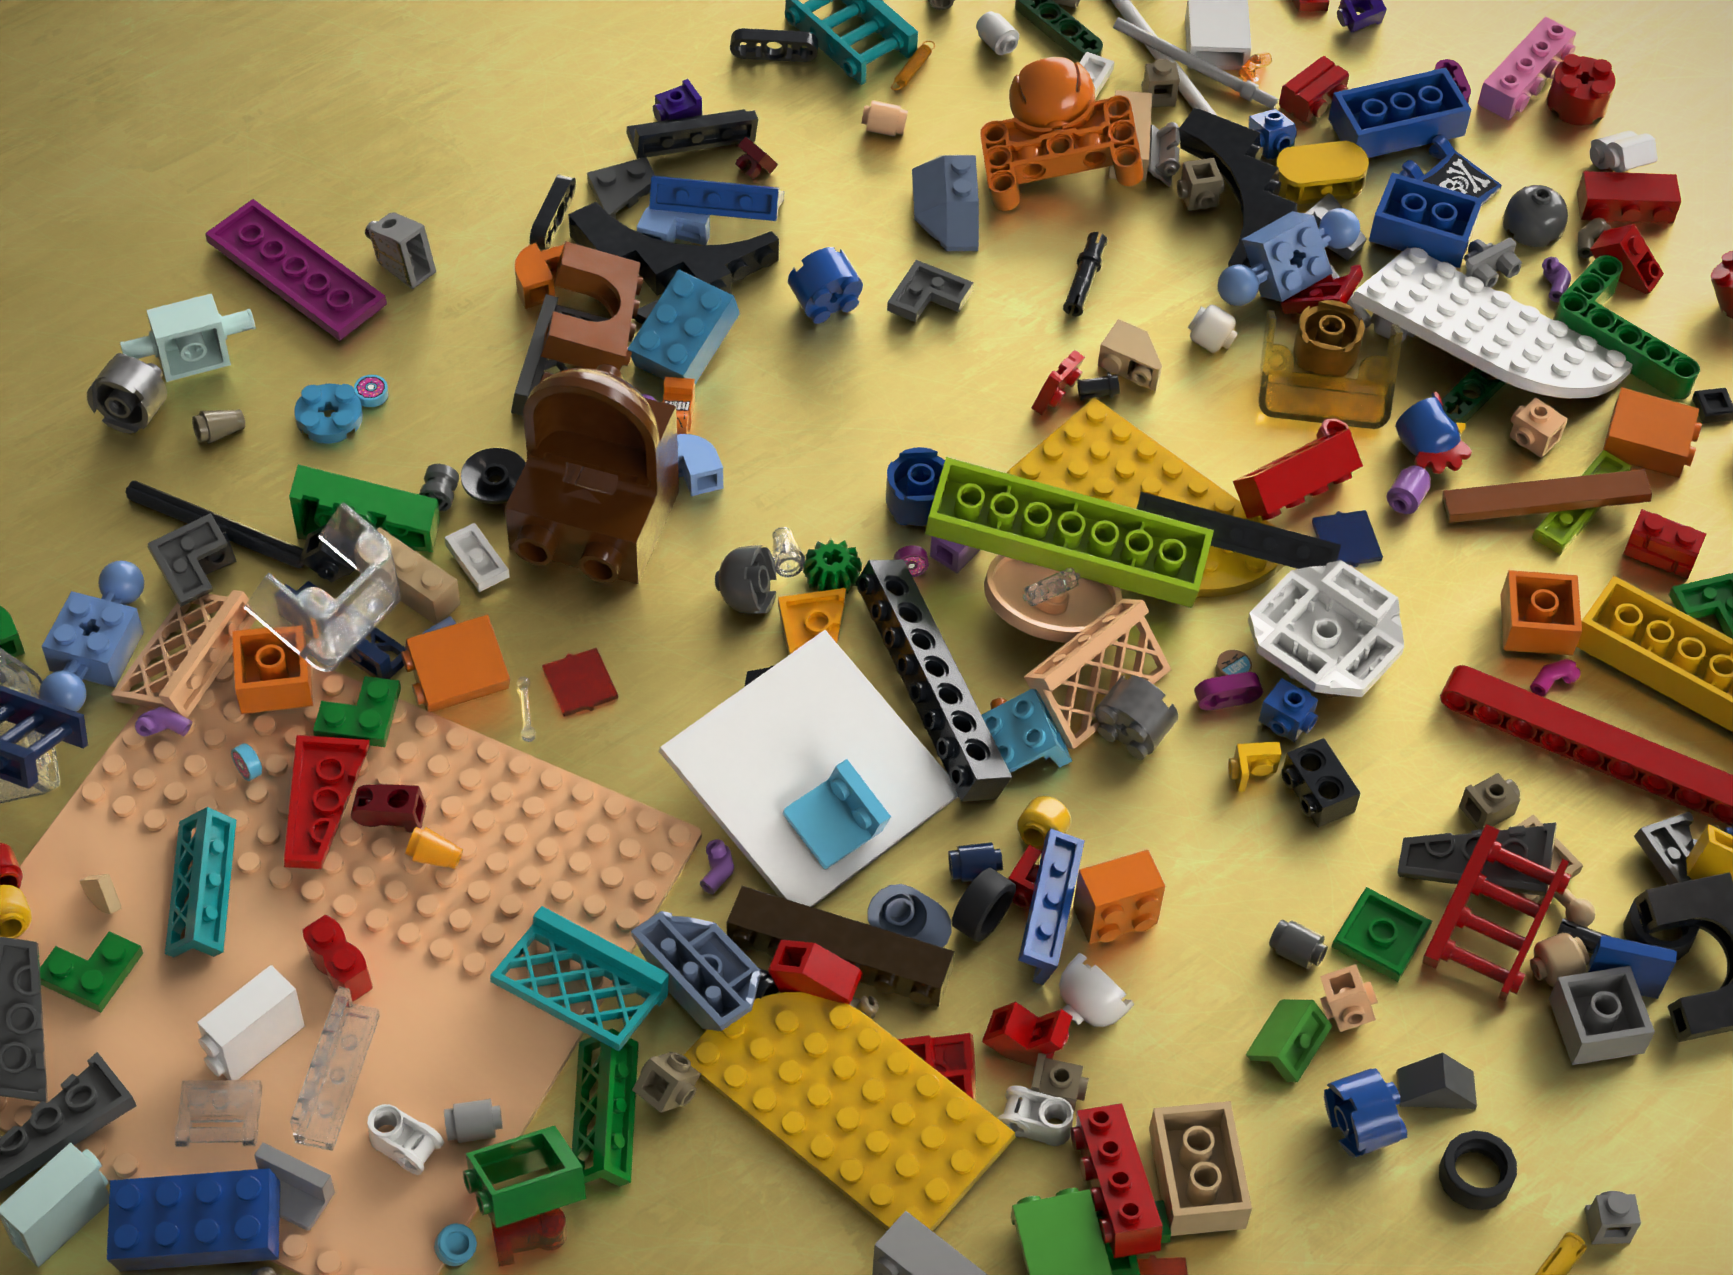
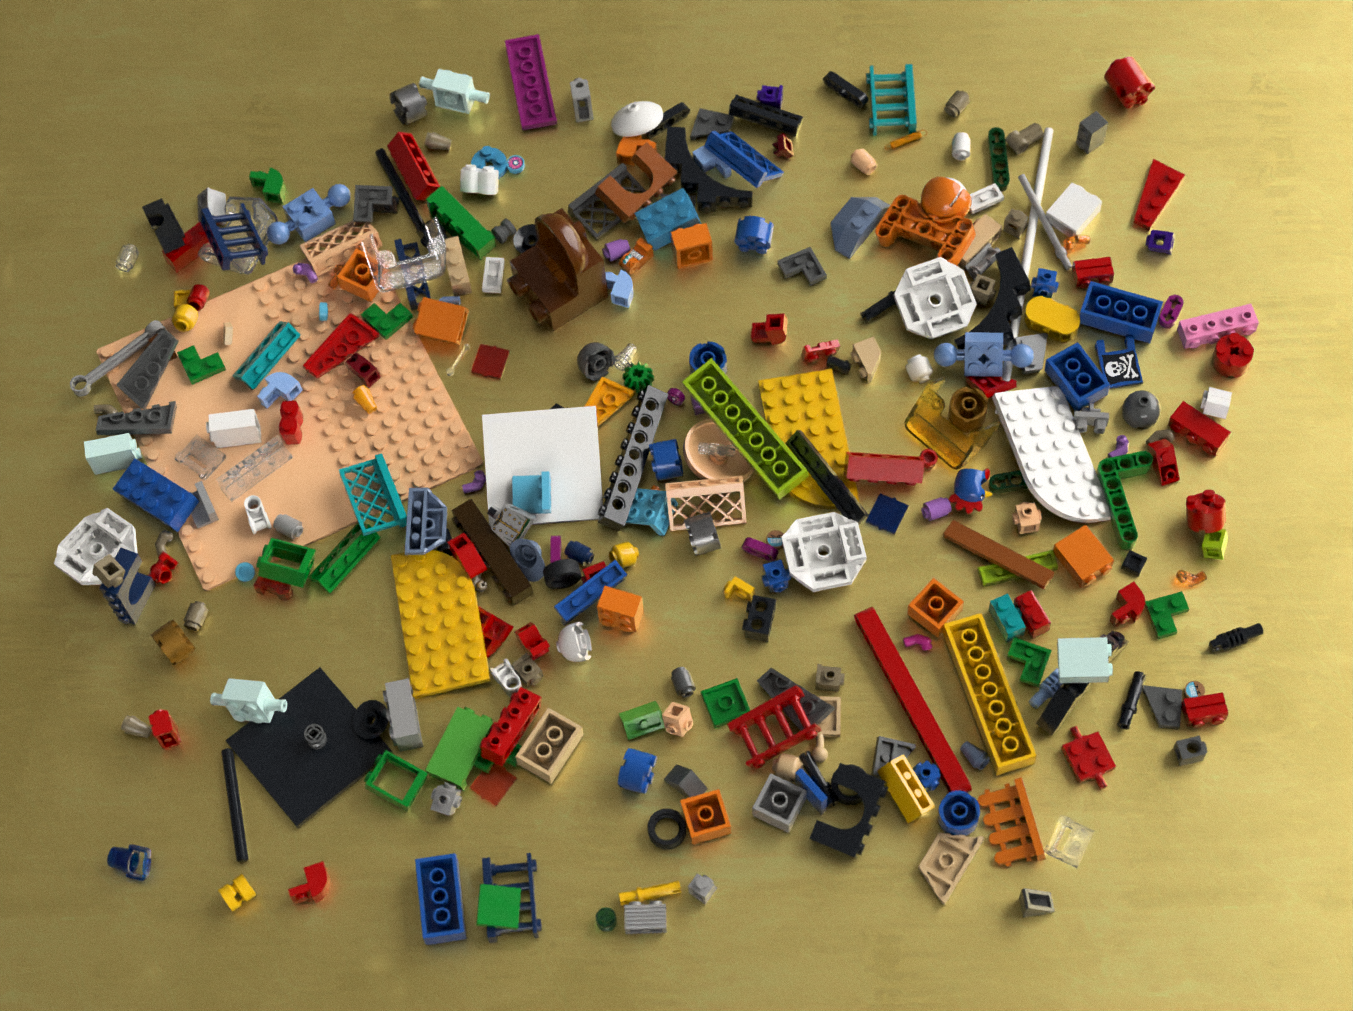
camera: 45 degrees right, 10 degrees up
(212, 475) = (413, 165): none -> red brick
(227, 700) = (334, 282): none -> clear orange arm
(271, 912) = (279, 385): none -> light blue brick
(338, 437) = (479, 180): none -> white brick
(510, 229) = (636, 118): none -> white dish
(667, 1081) = (373, 561): dark tan brick -> none
(751, 346) = (691, 245): none -> orange brick
(838, 880) = (510, 522): none -> light grey torso
(936, 882) = (556, 549): none -> magenta beam
(973, 392) = (772, 330): none -> red brick
(987, 648) = (666, 459): none -> blue brick
(1158, 224) = (938, 280): none -> white piece
(1522, 1107) = (705, 817): none -> orange brick
(1640, 565) = (1007, 618): none -> teal brick

